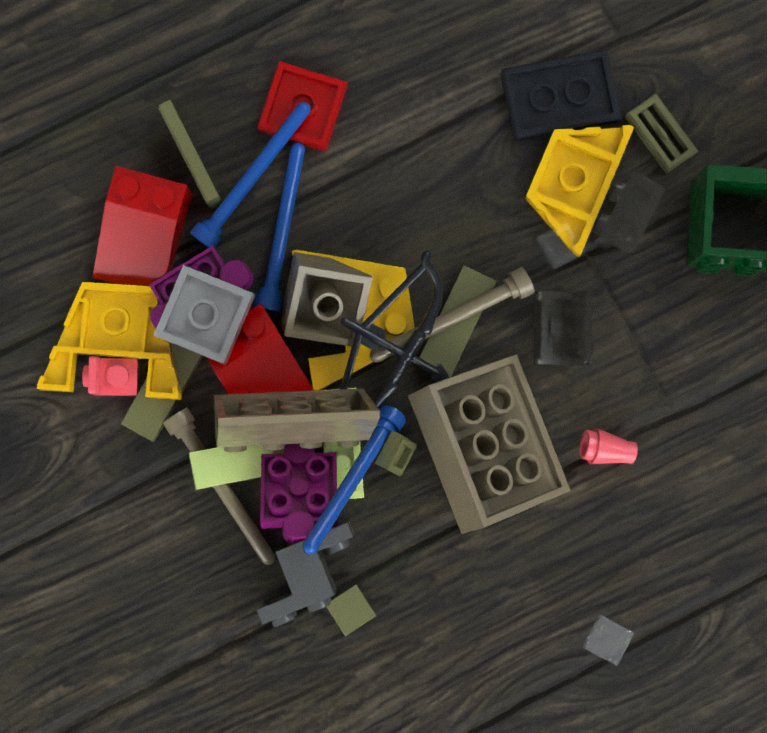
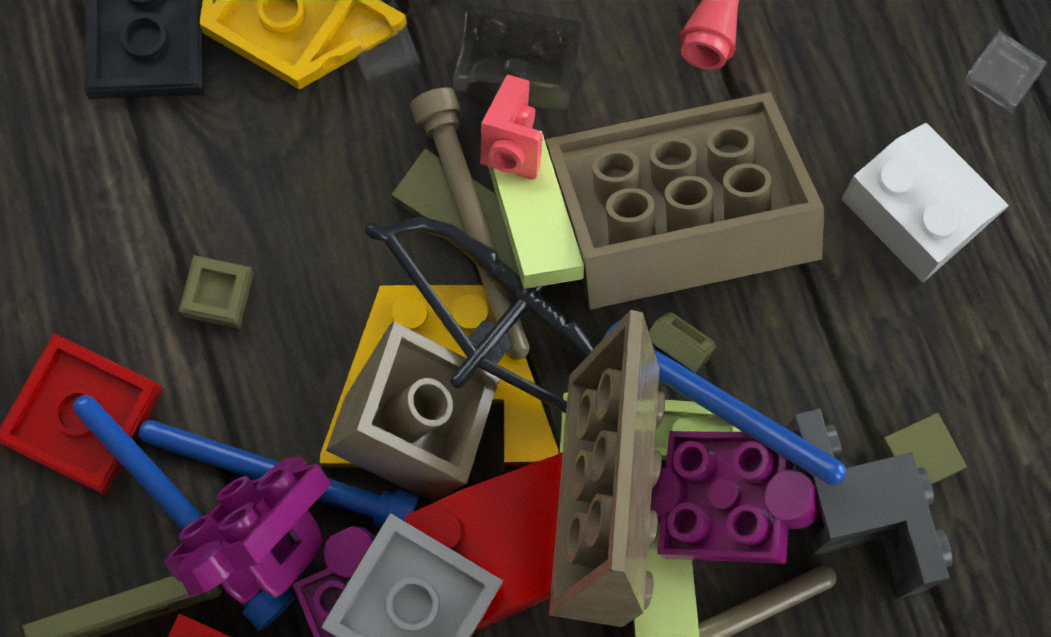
camera: 85 degrees left, 10 degrees down
(237, 216) = (246, 536): none -> magenta piece
(388, 172) = (216, 292): none -> olive tile
(464, 351) = (538, 226): none -> yellowish green tile
(510, 327) = (508, 134): none -> coral bracket
(513, 596) = (922, 200): none -> white slope

